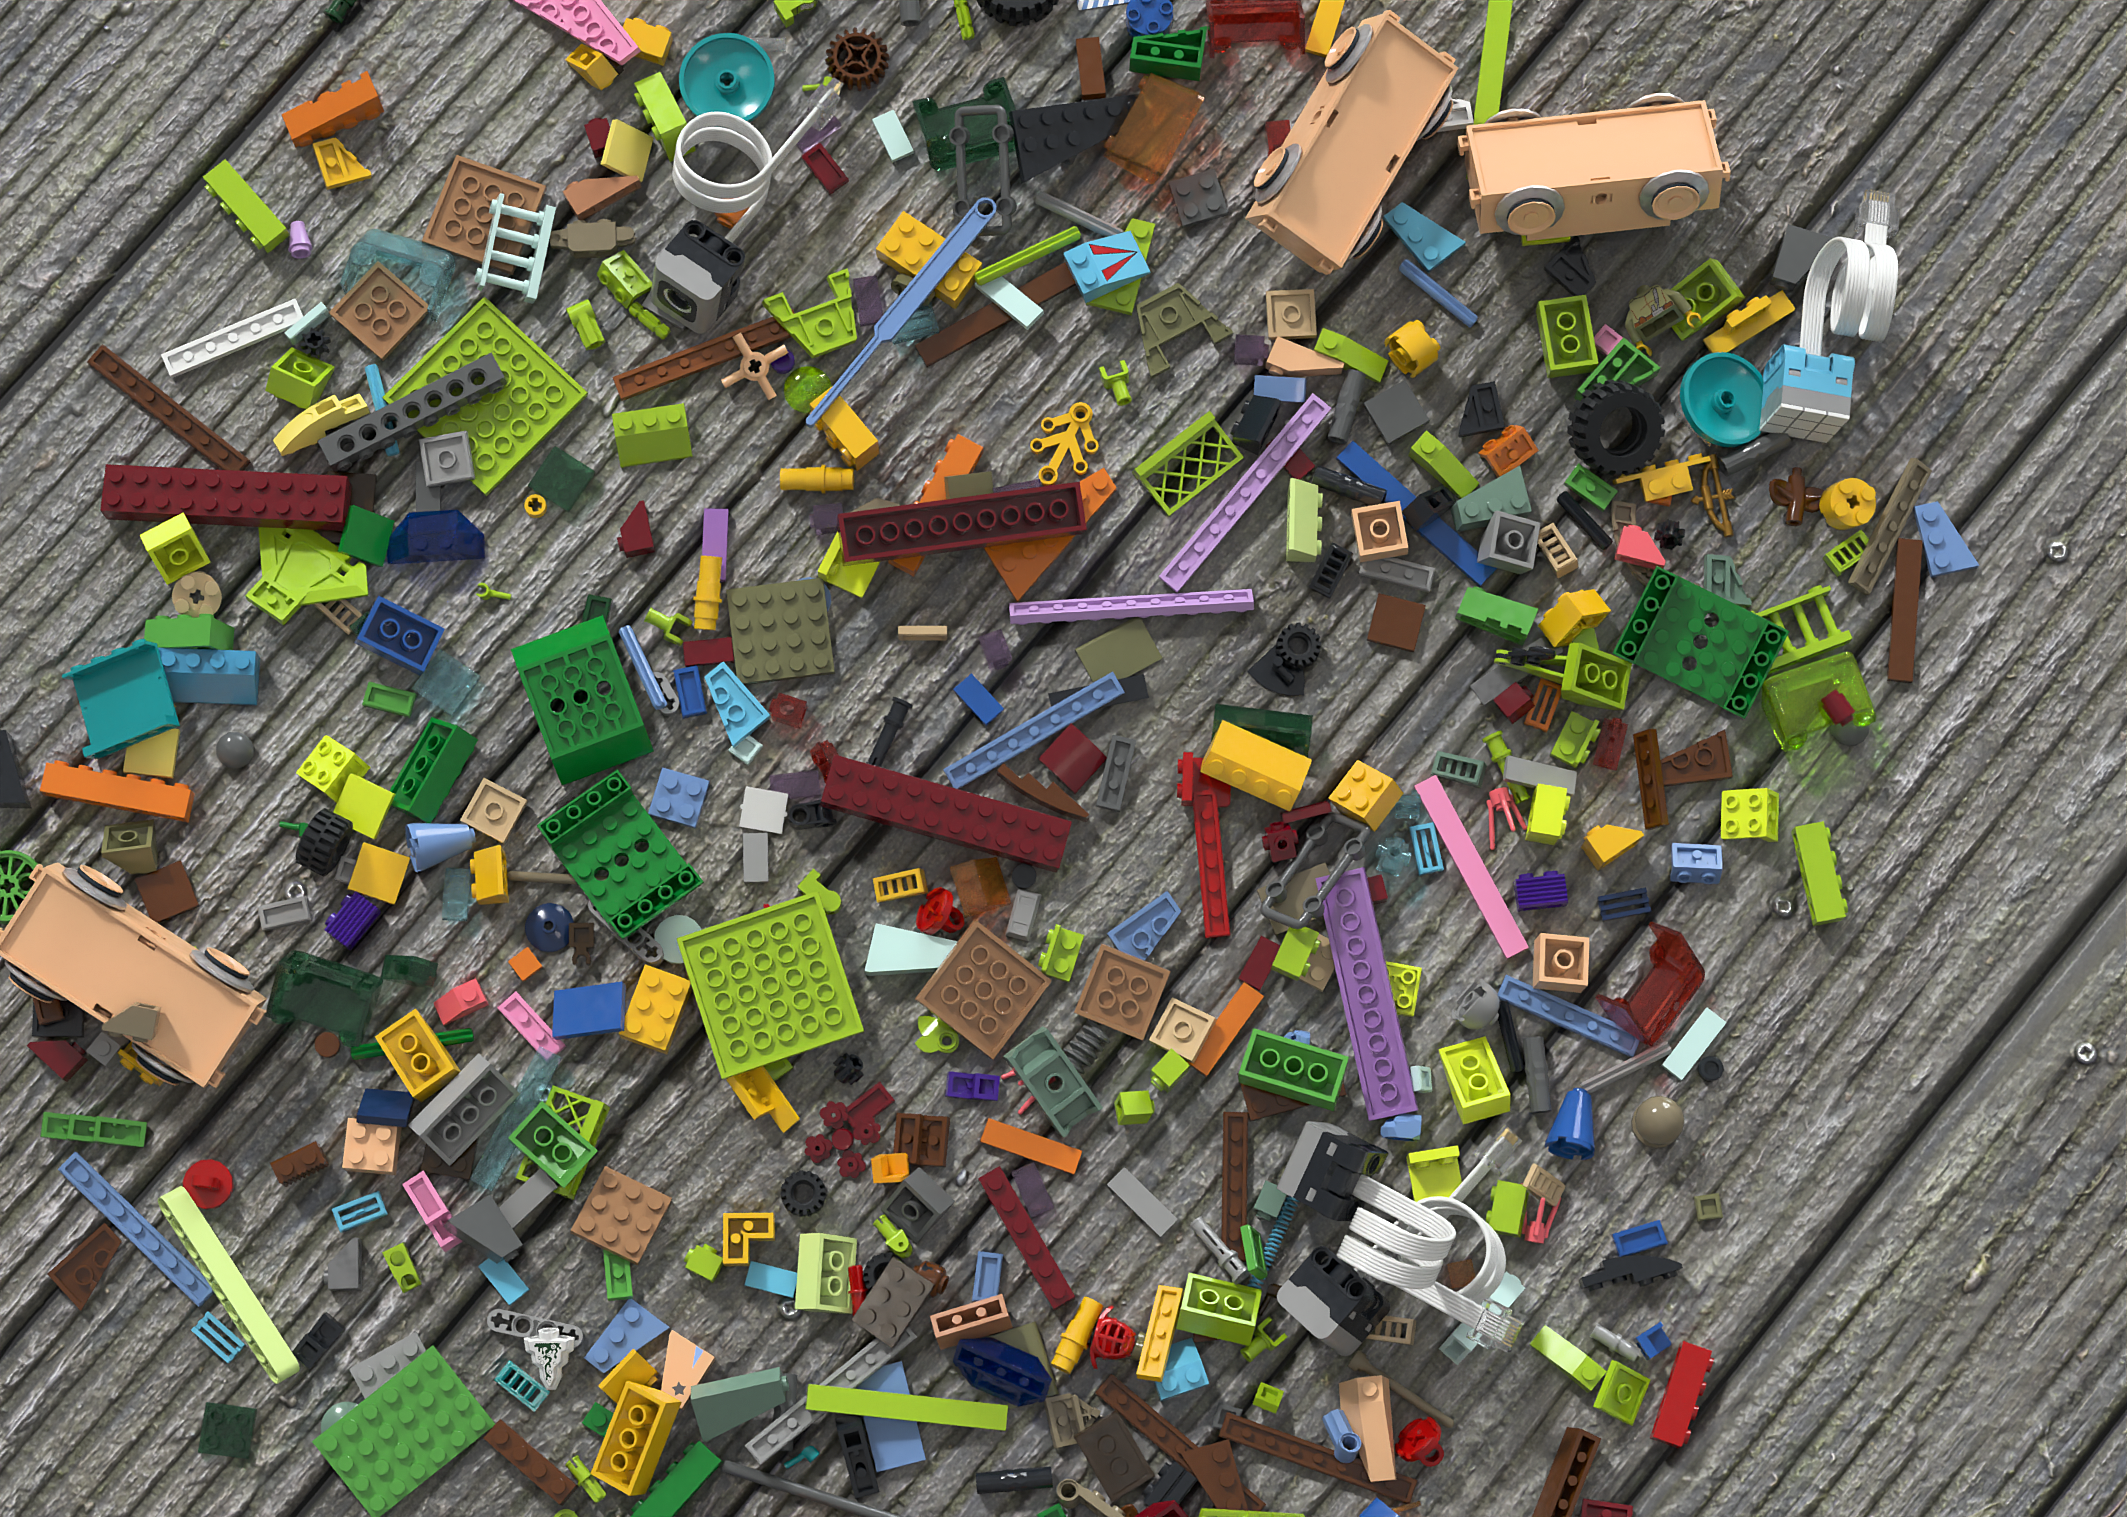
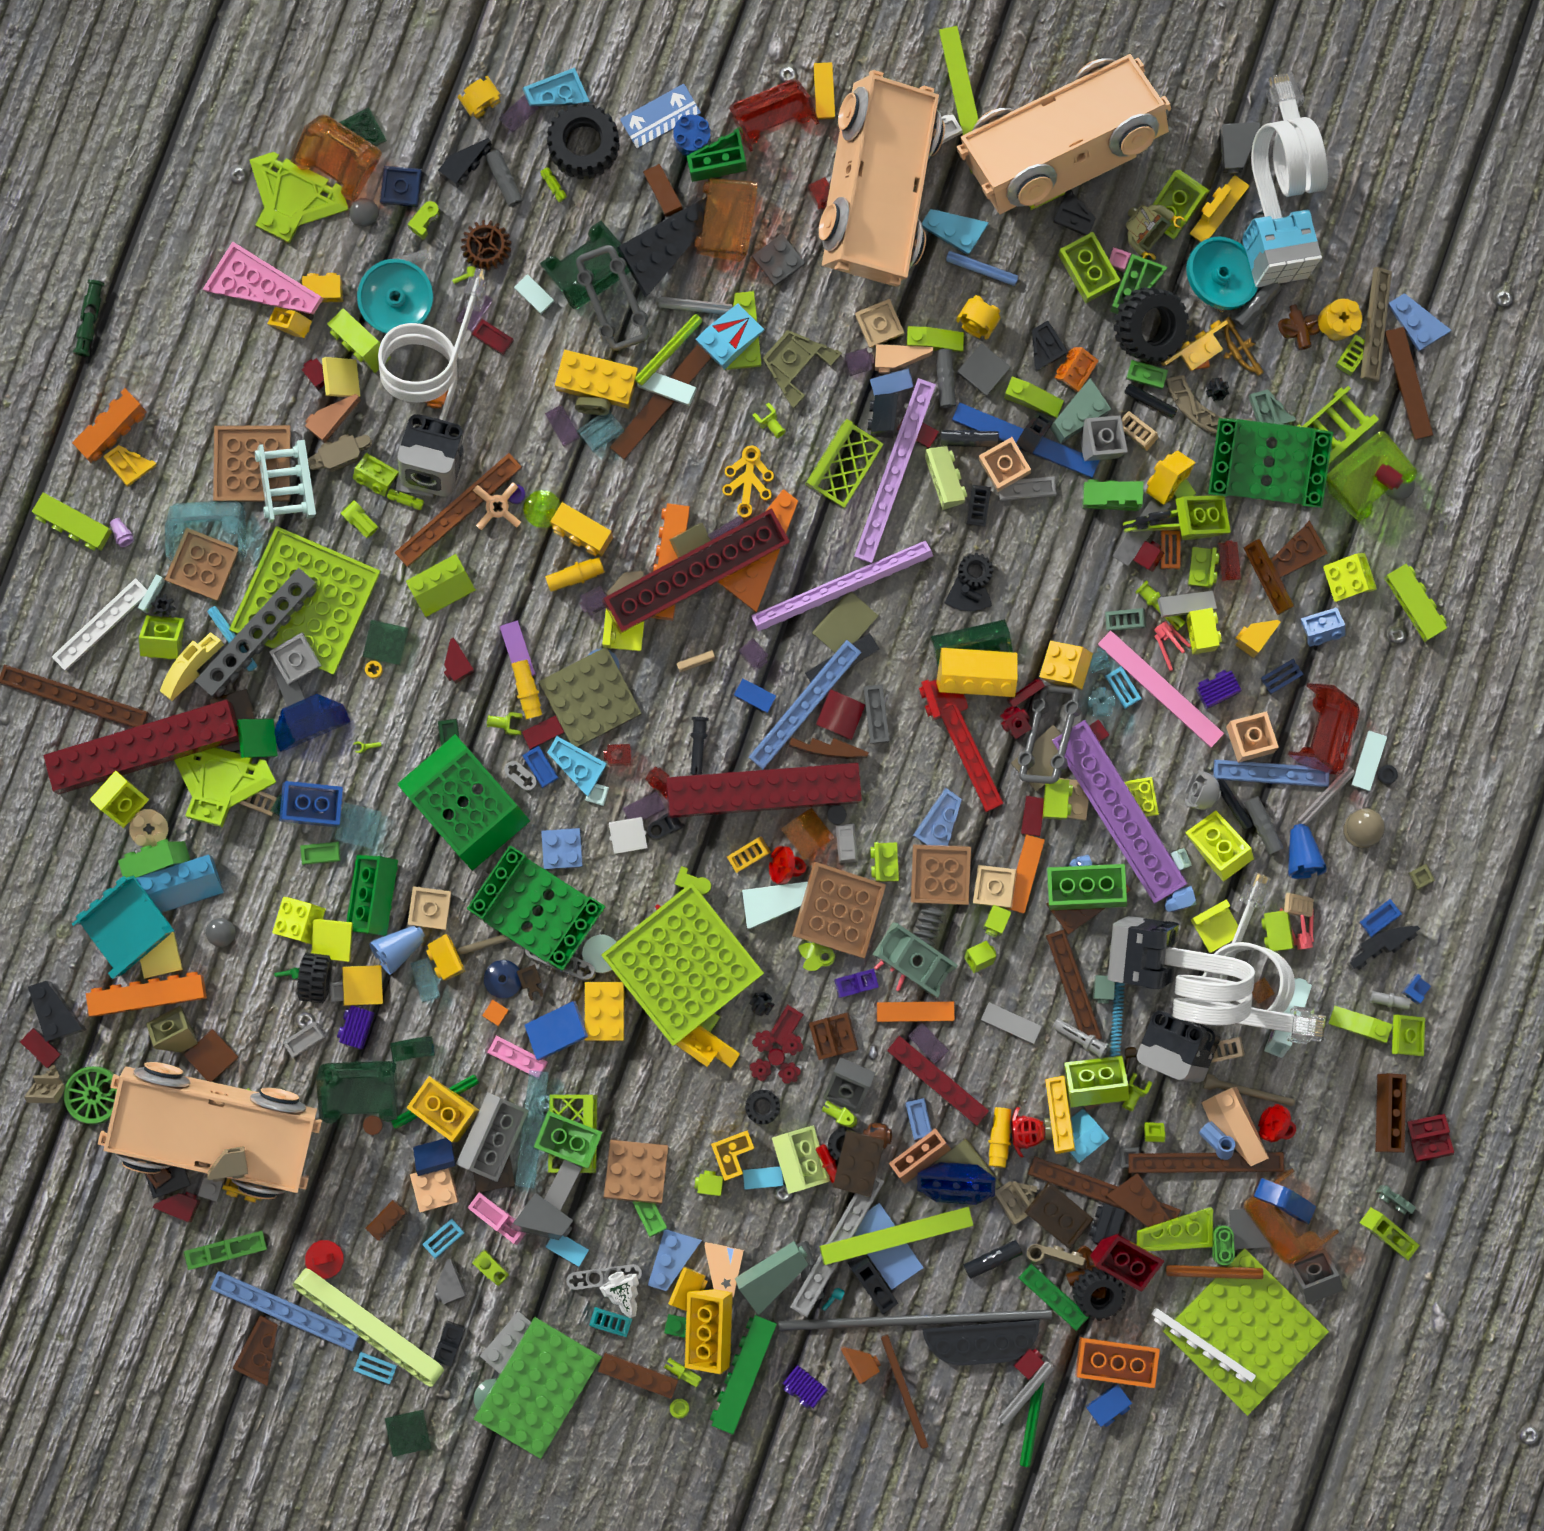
camera: 15 degrees left, 5 degrees up
(460, 1002) = (459, 1058): coral slope -> none
(642, 667) = (499, 762): medium blue axle -> none
(755, 858) = (635, 872): light grey tile -> none
(822, 326) = (536, 458): lime wing -> none
(890, 1167) = (819, 1065): light orange panel -> none
(912, 297) = (596, 413): medium blue piece -> none
(1254, 1252) = (1106, 1030): bright green tile -> none
(1396, 622) = (1040, 527): reddish brown tile -> none
(1638, 548) = (1199, 408): coral slope -> none
(1681, 1395) = (1451, 1020): red brick -> none

